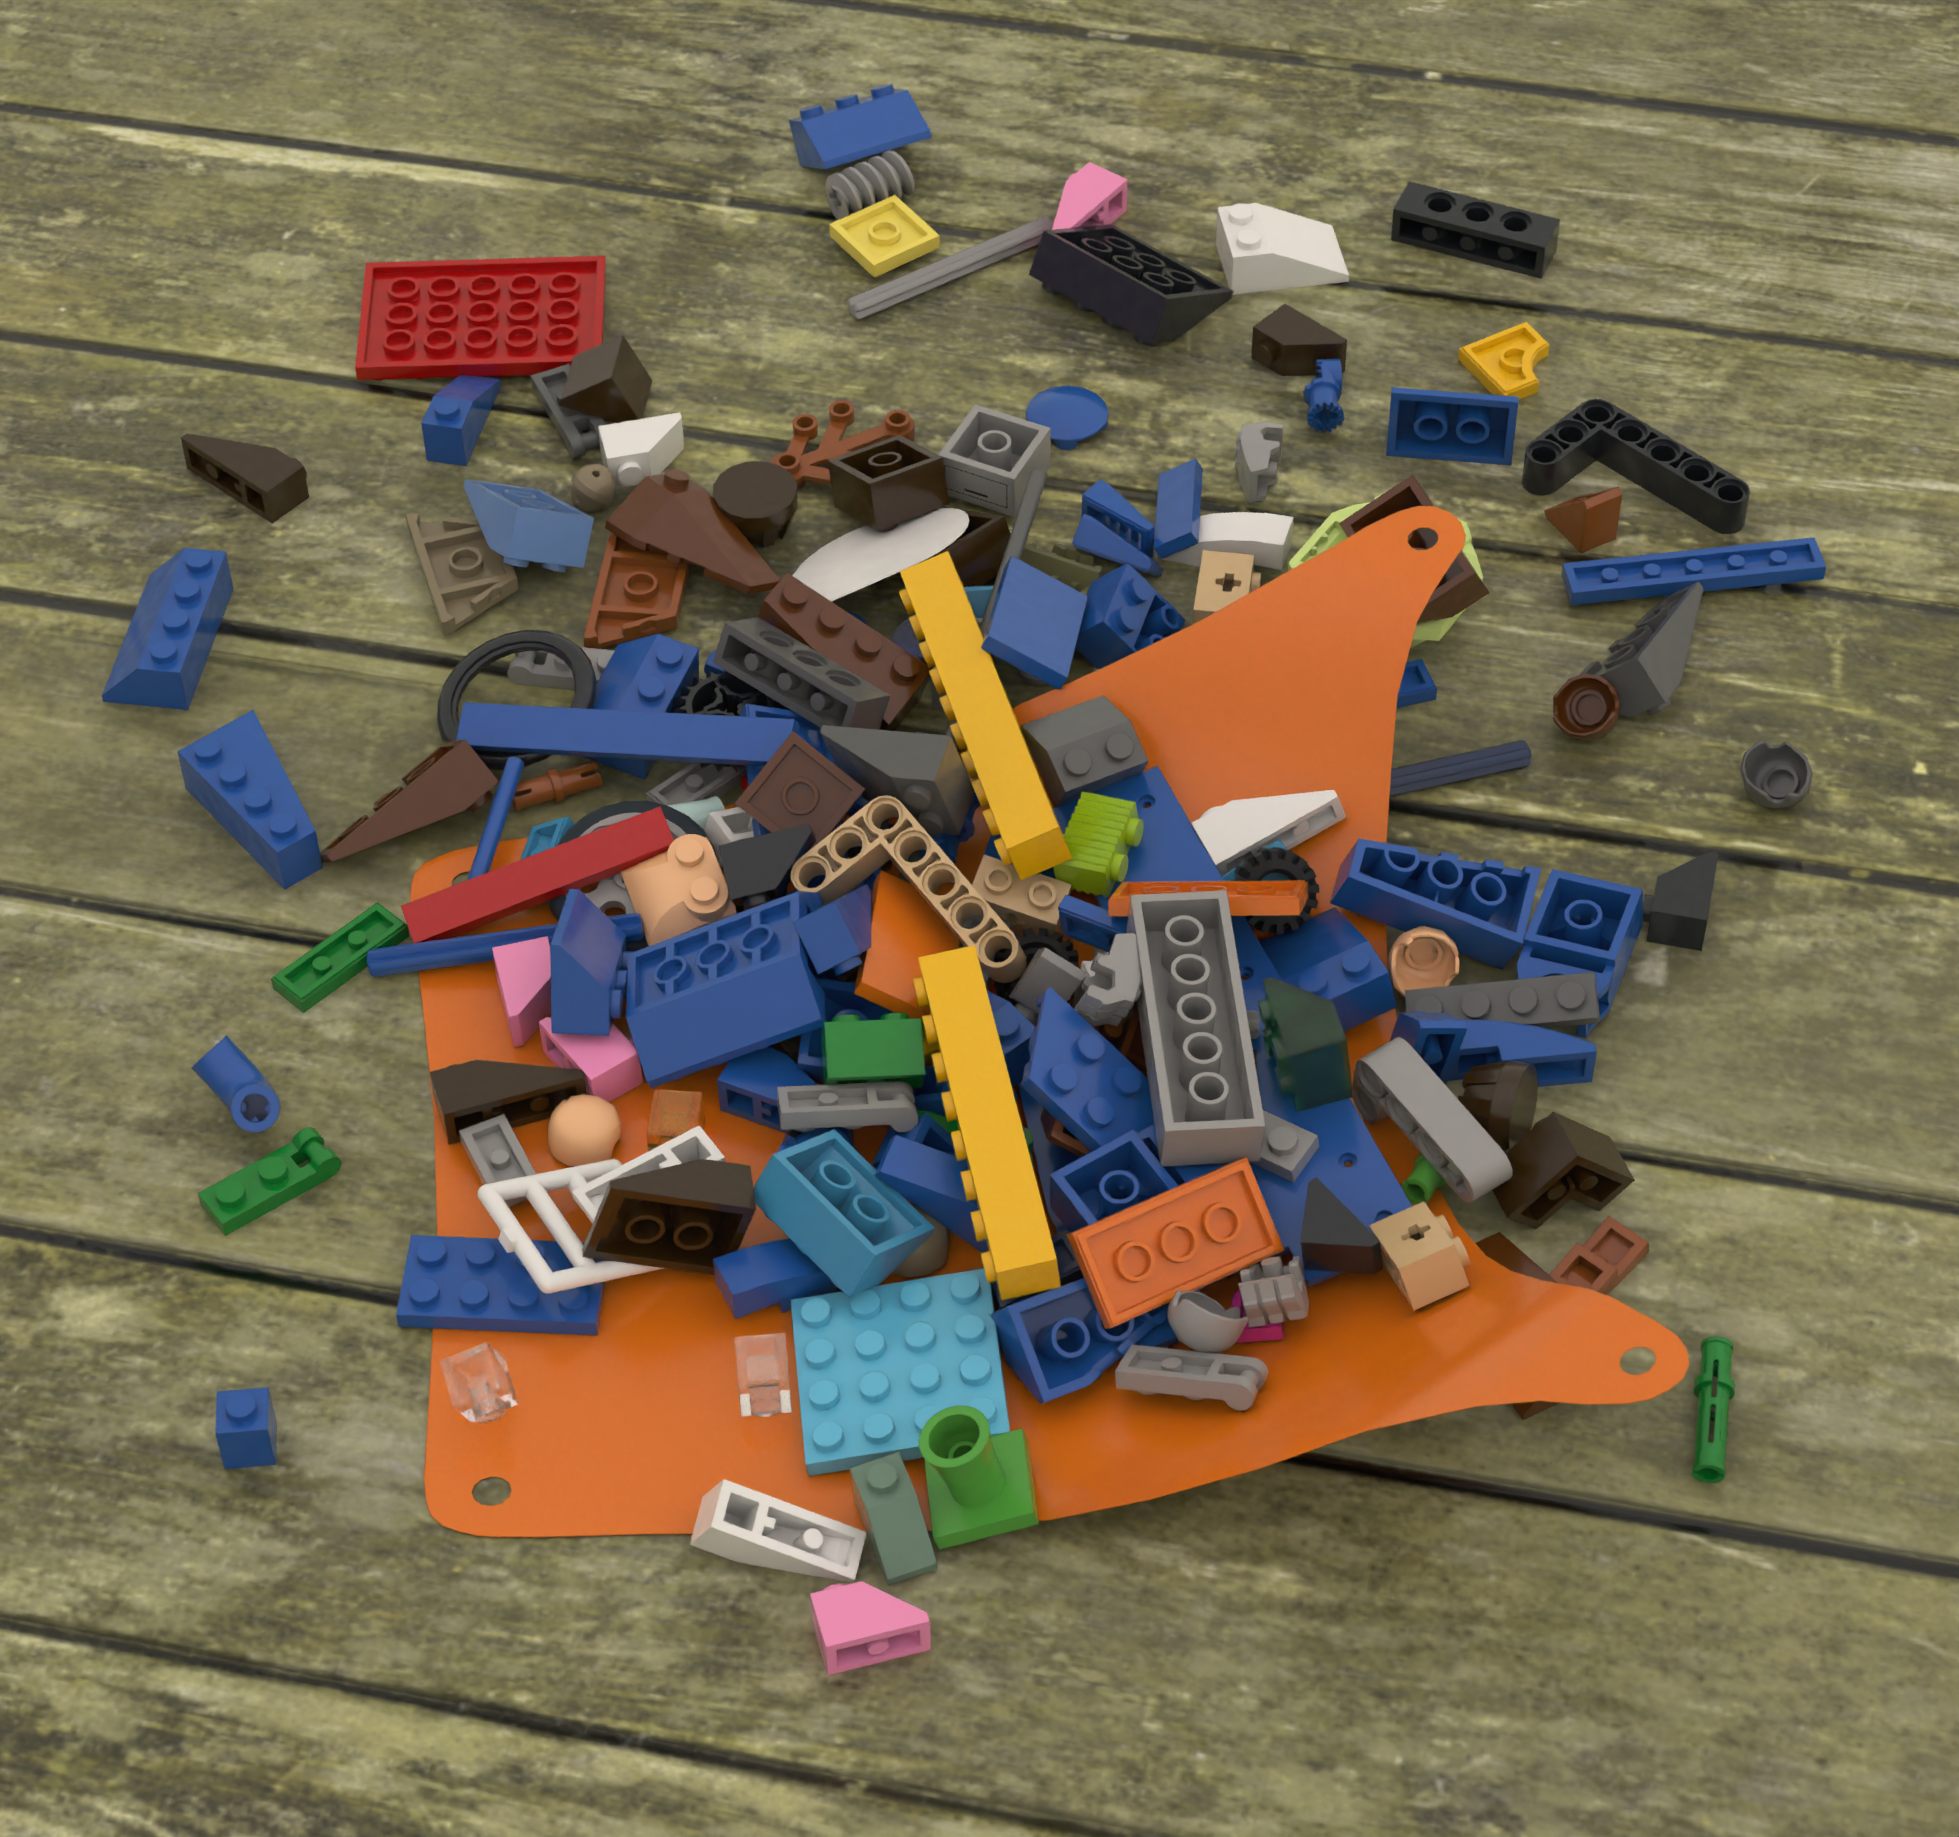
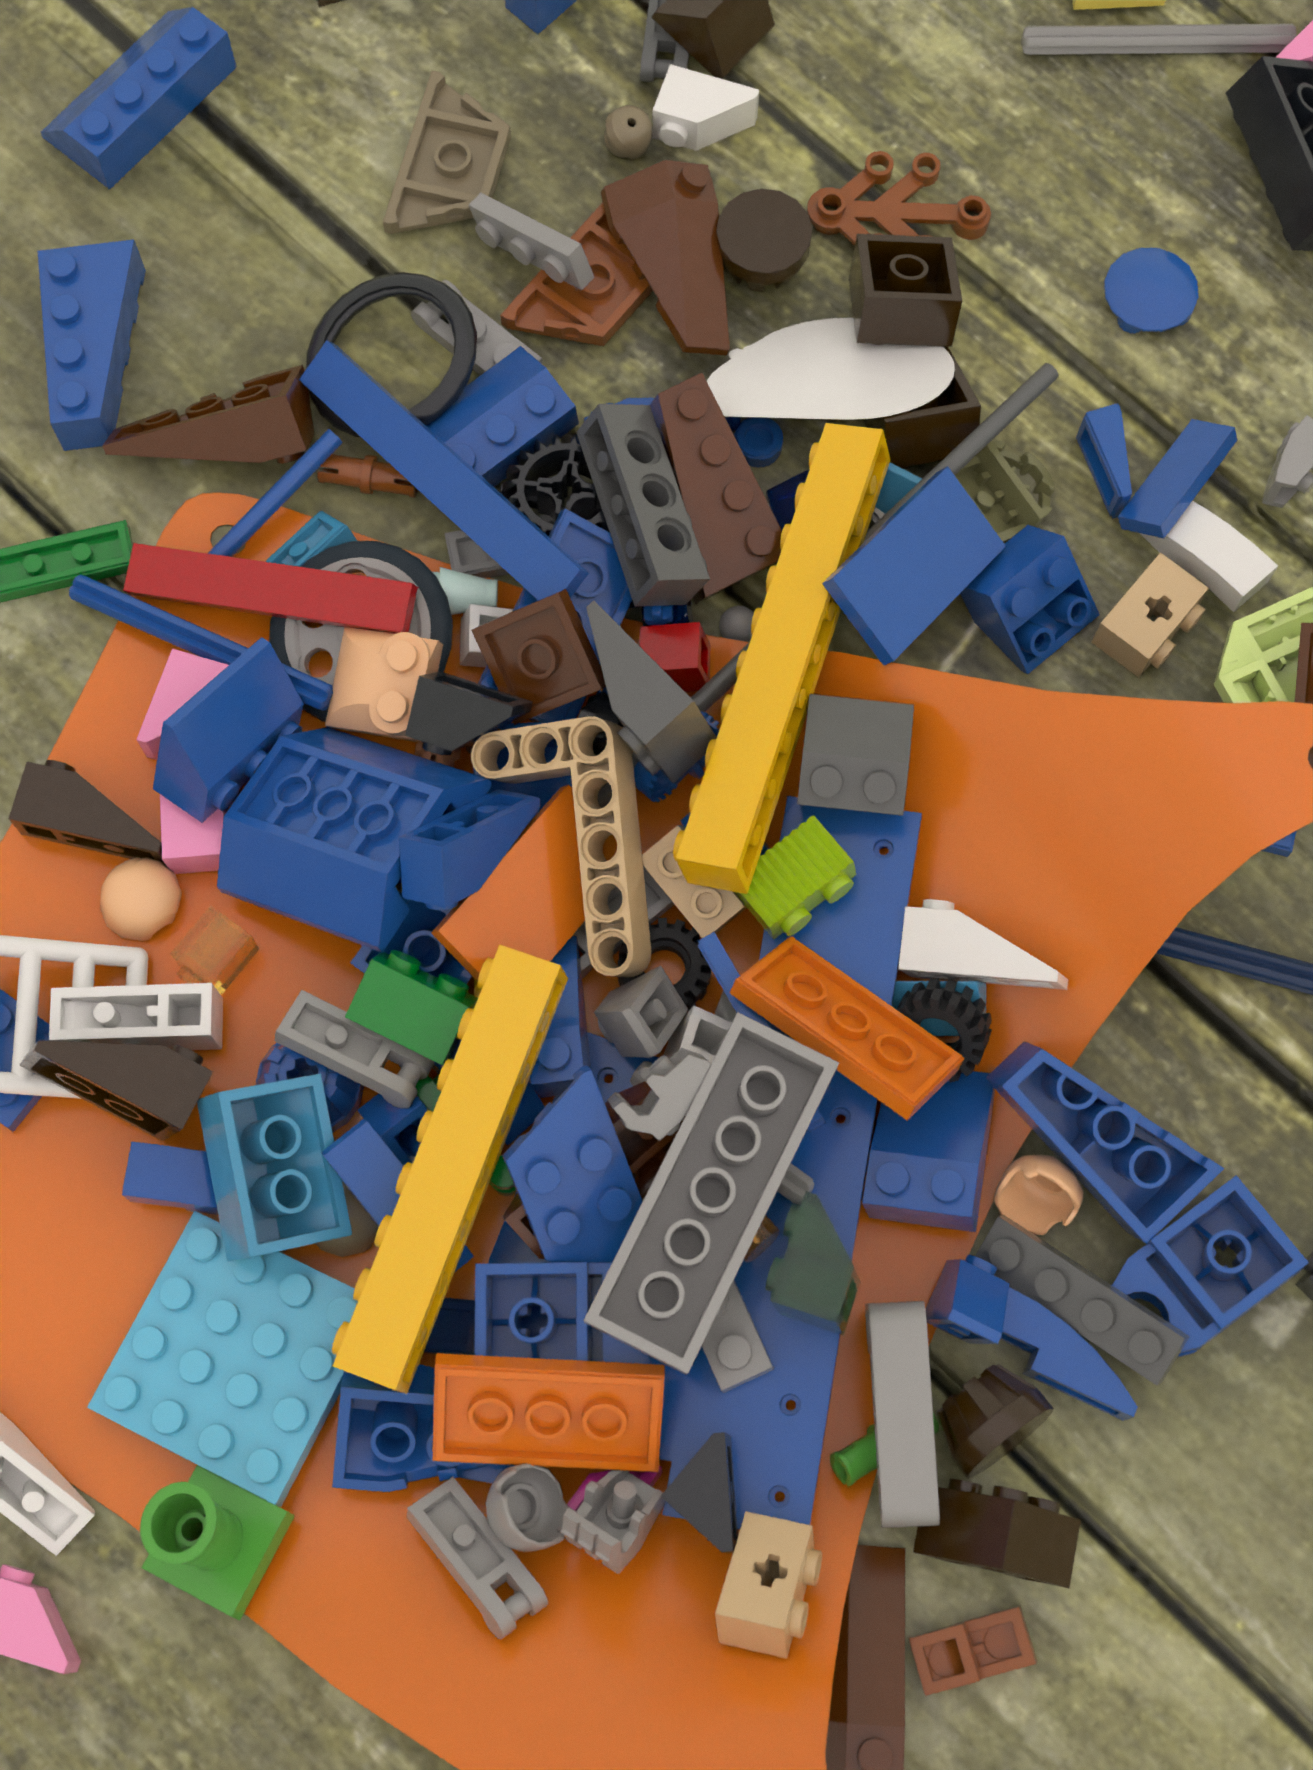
camera: 30 degrees right, 25 degrees up
(496, 1152) = (41, 888): light grey plate -> none
(530, 525) = (532, 146): medium blue slope -> none
(575, 576) = (531, 241): none -> light grey plate
(751, 1083) = (323, 961): blue slope -> none
(763, 1375) = (110, 1286): clear brick -> none
(893, 1518) = (111, 1525): sand green slope -> none
(993, 458) = (1030, 316): light grey brick -> none
(1103, 542) = (1077, 484): blue slope -> none

